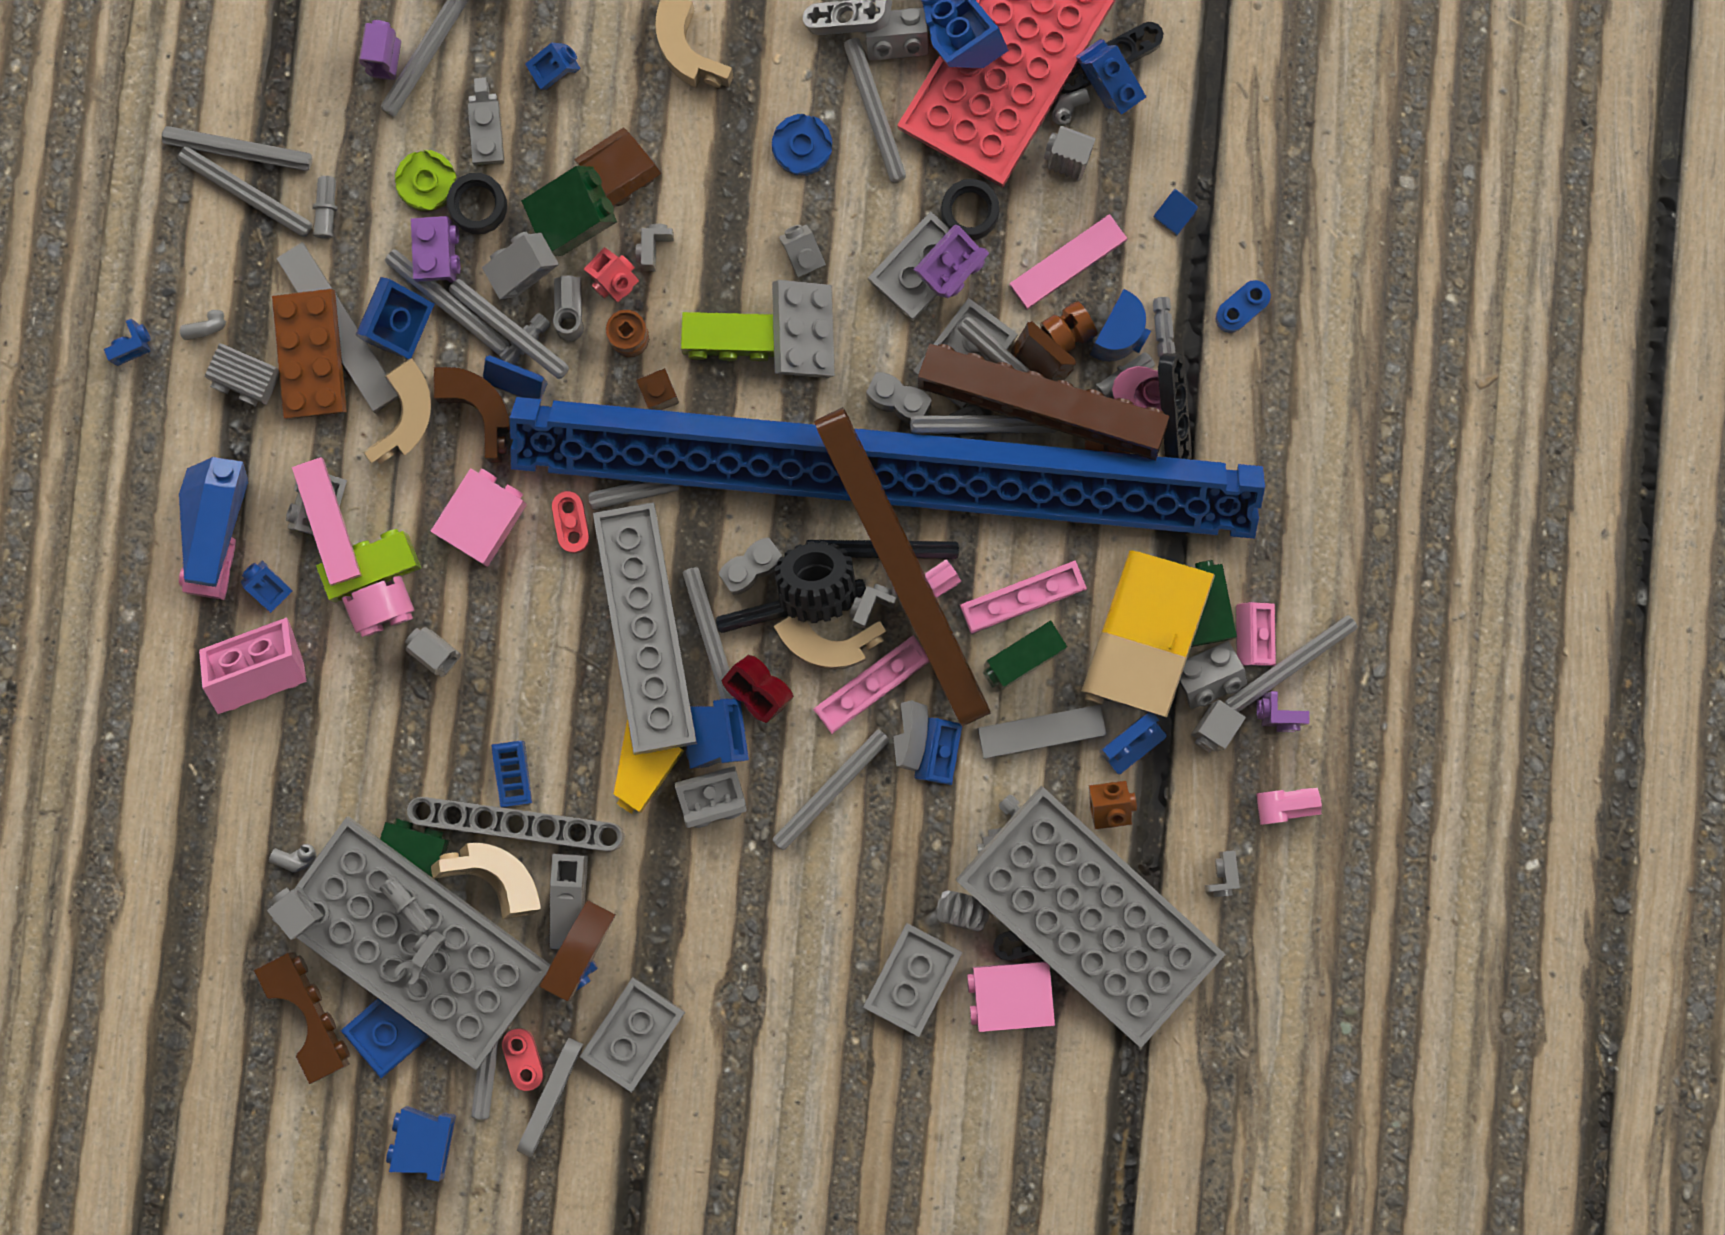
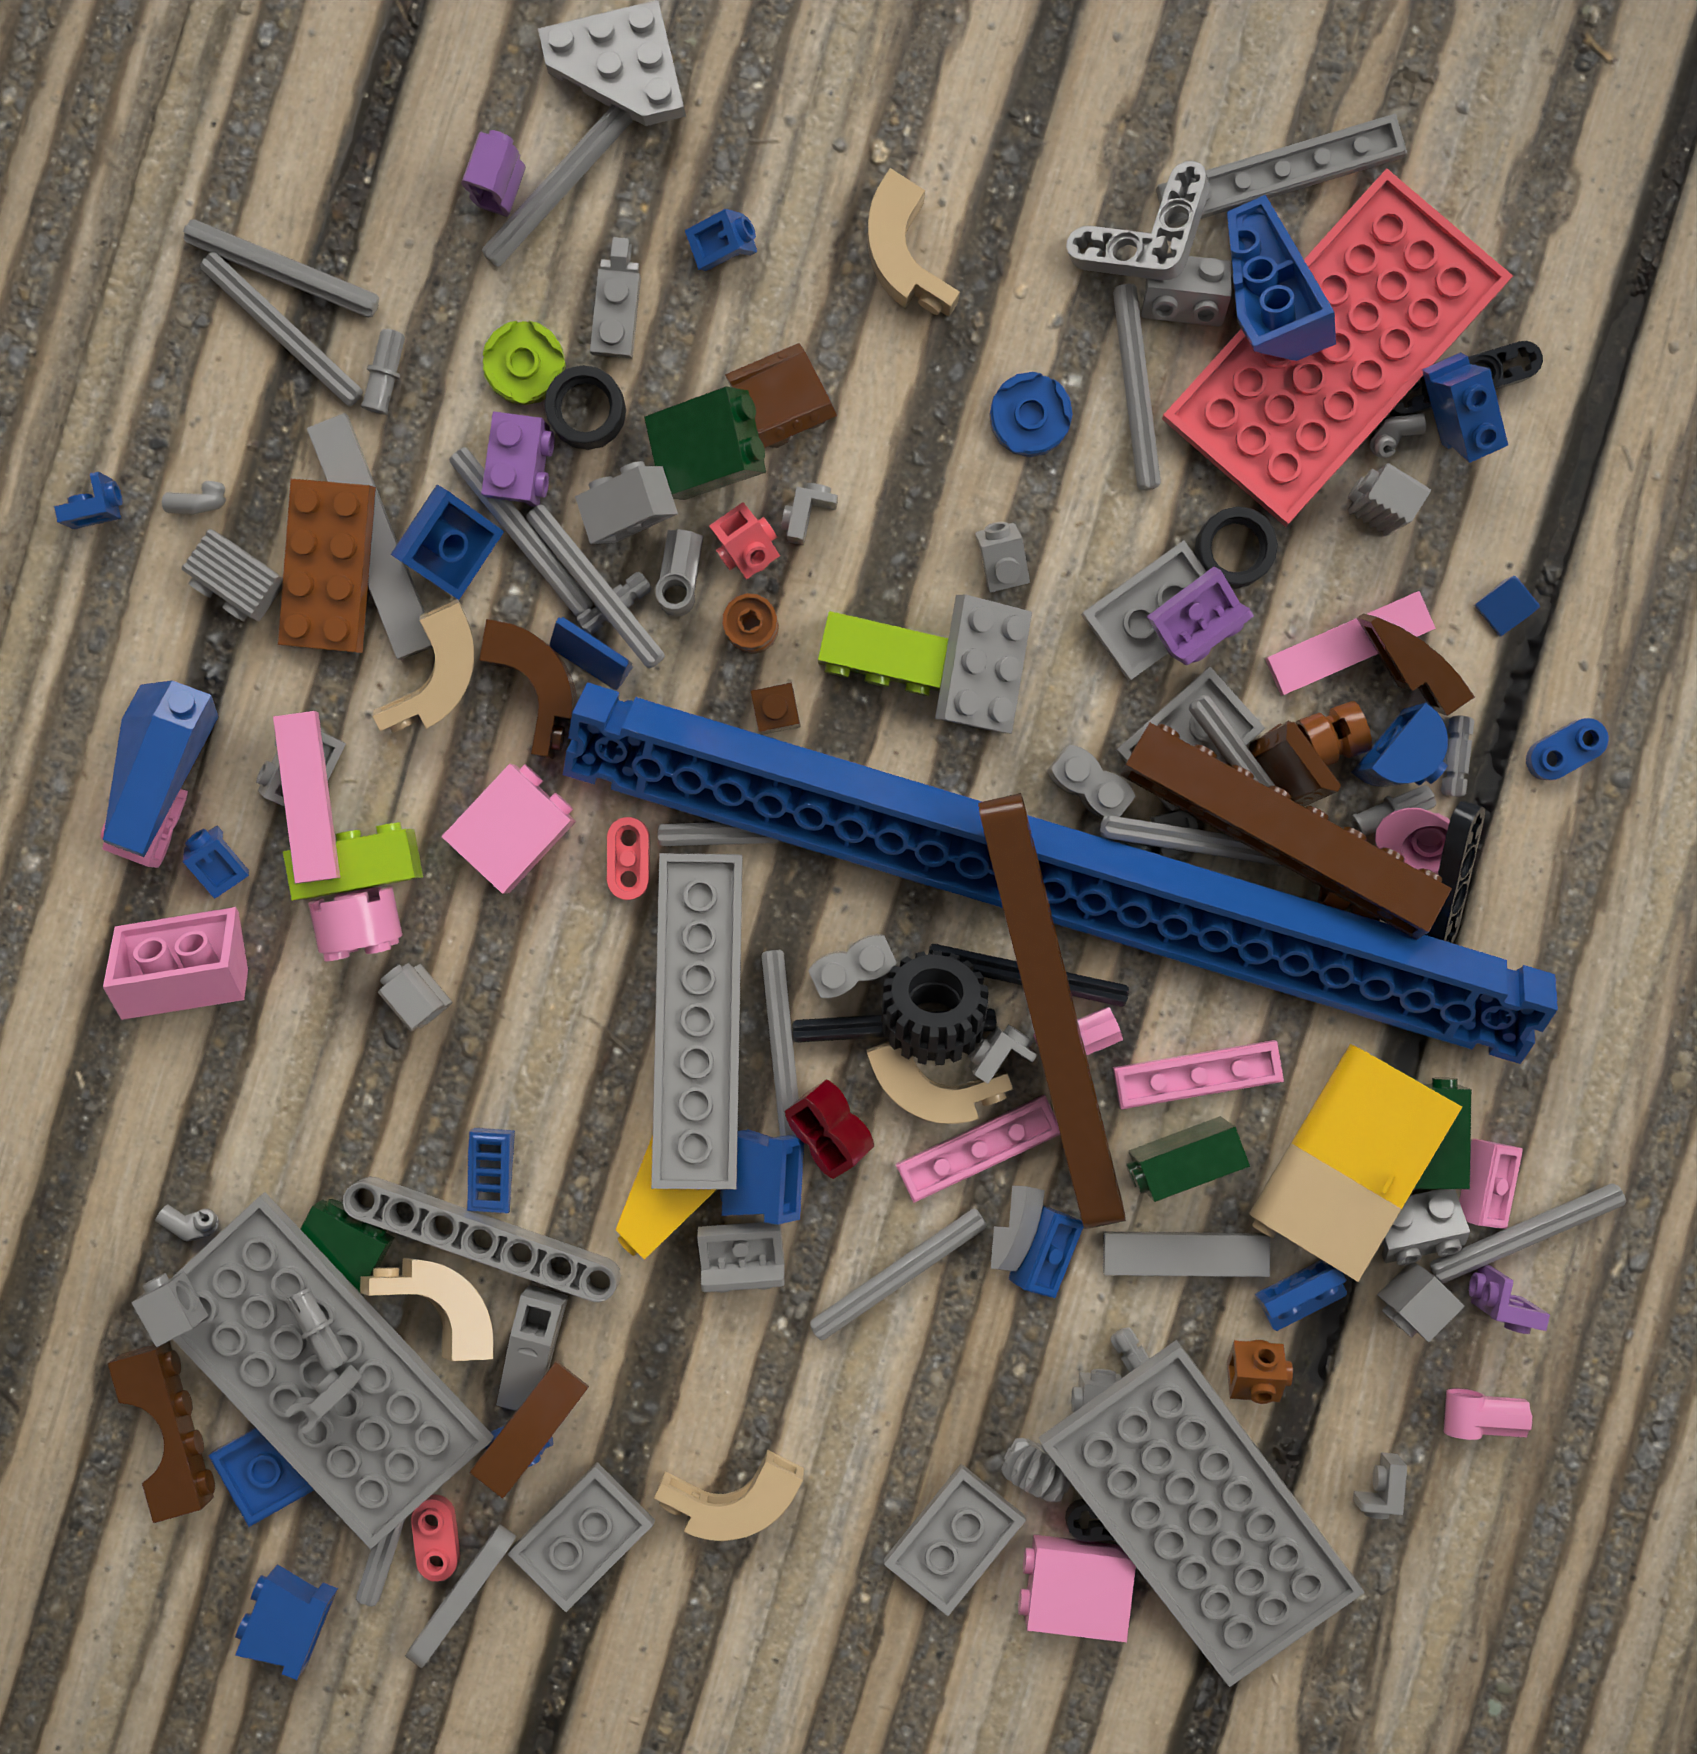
camera: 10 degrees right, 5 degrees up
(759, 982) = (734, 1513): none -> tan arch
(1117, 265) = (1416, 665): none -> reddish brown slope

